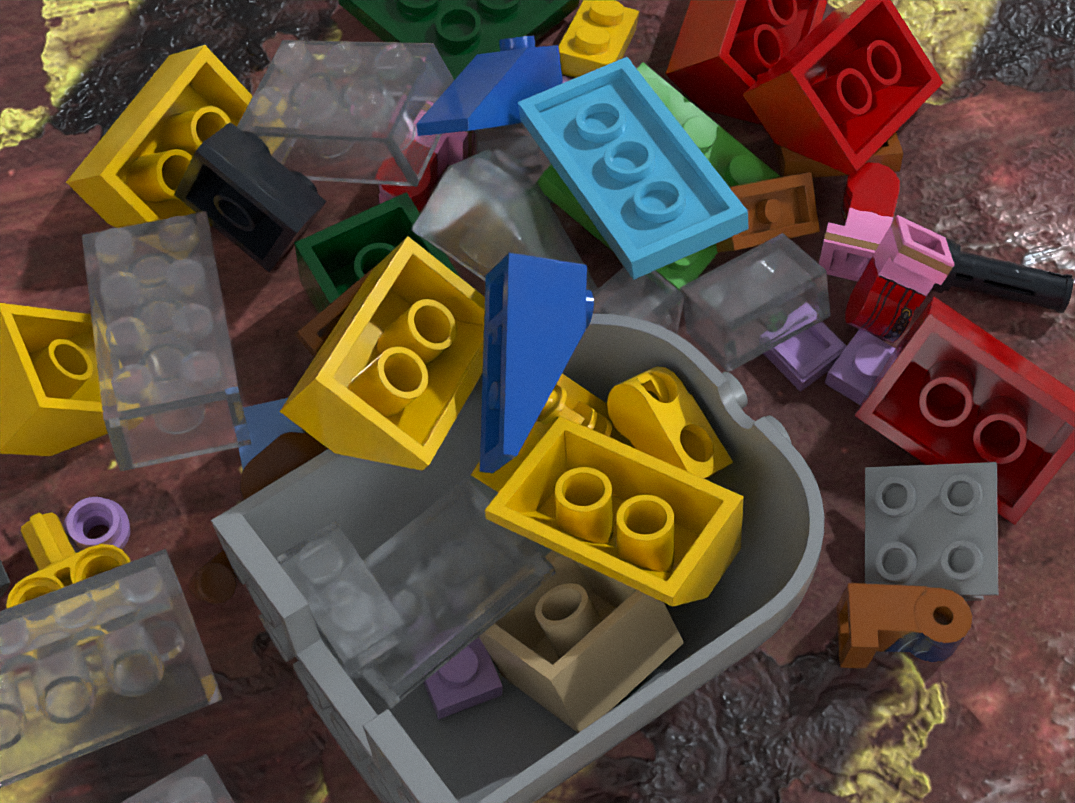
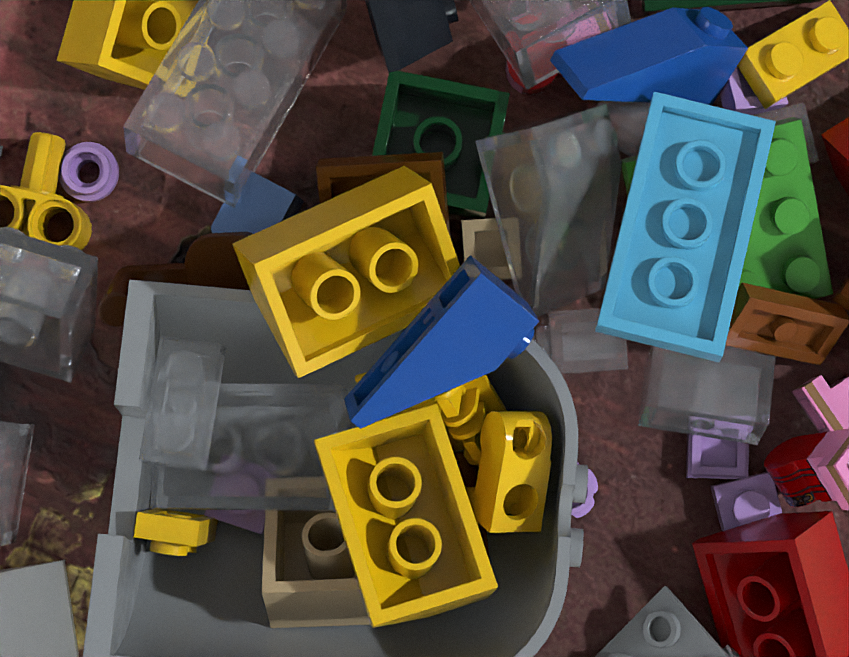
camera: 45 degrees right, 25 degrees up
(430, 715) = (174, 531): none -> yellow plate

